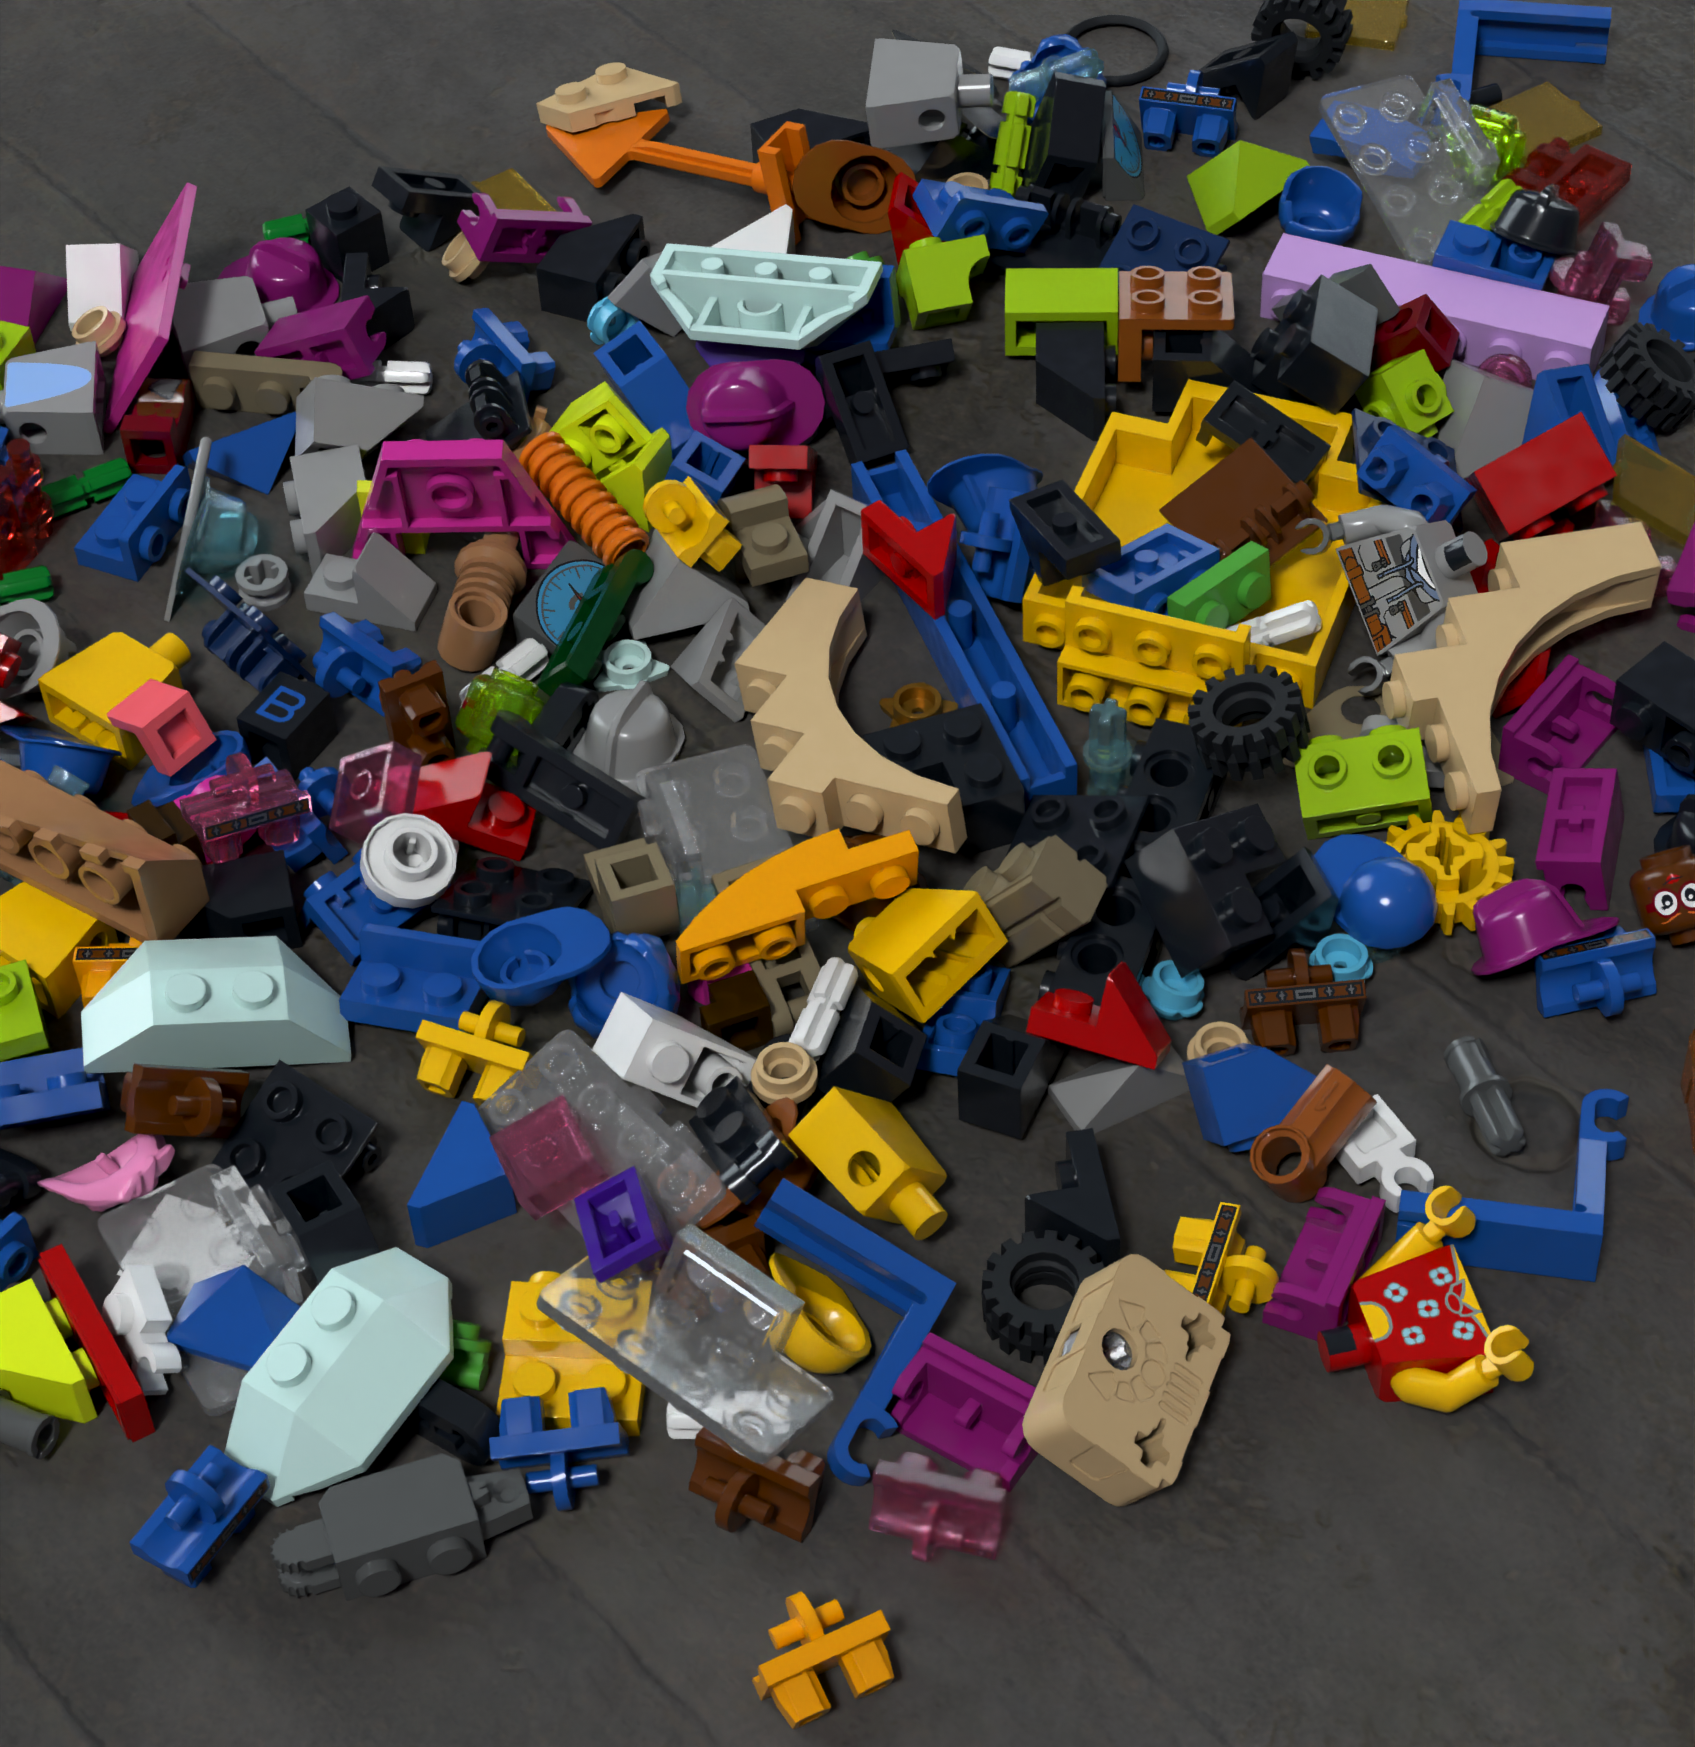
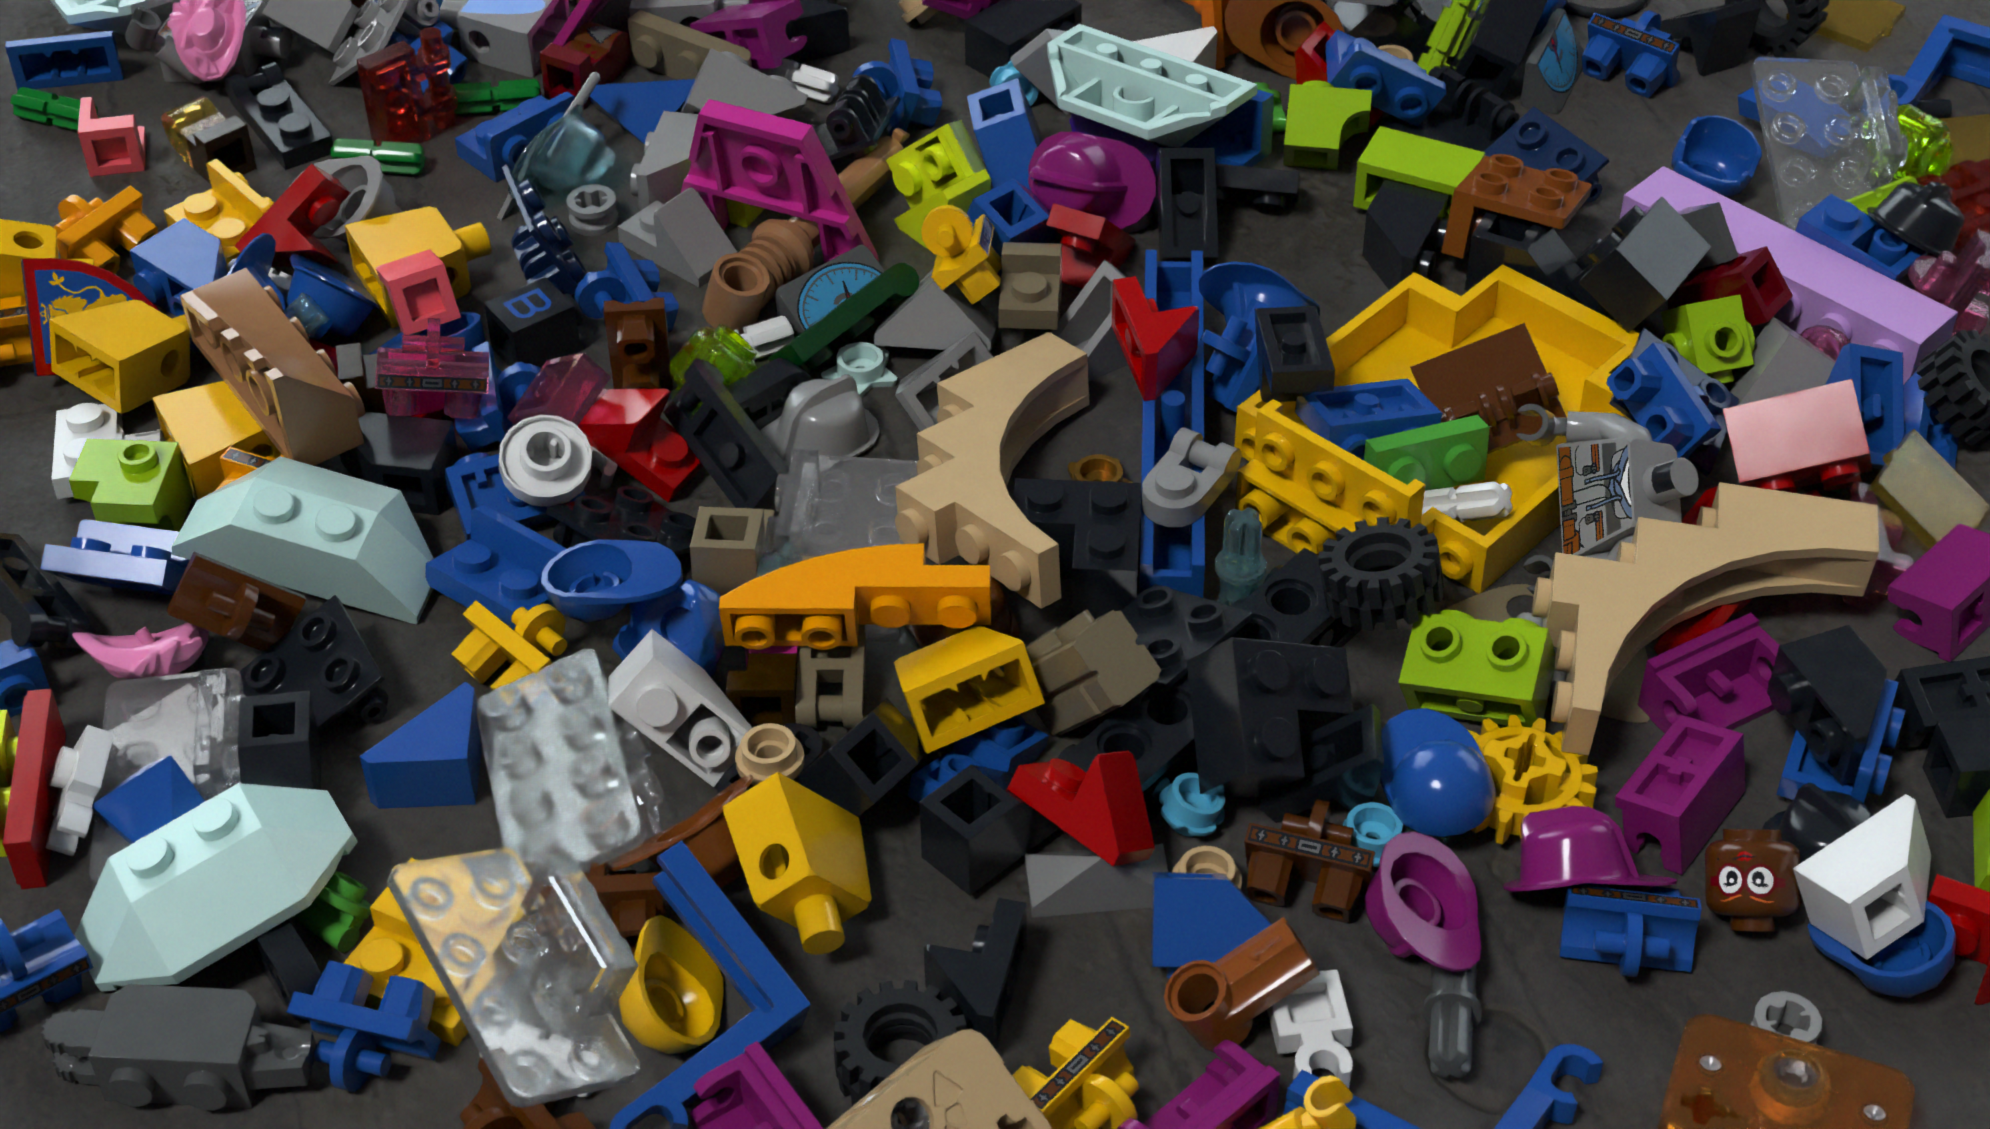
camera: 20 degrees right, 5 degrees down
(548, 1157) = (501, 755): clear pink piece -> none
(581, 498) = (889, 209): orange piece -> none
(622, 1227) = (516, 838): dark purple slope -> none
(741, 1138) = (684, 798): black plate -> none
(824, 1003) = (846, 706): white piece -> none
(1020, 703) = (1180, 496): none -> light grey plate
(1239, 182) = (1650, 118): lime slope -> none
(1245, 415) = (1555, 333): black hinge -> none
(1422, 1012) = (1425, 903): none -> magenta piece

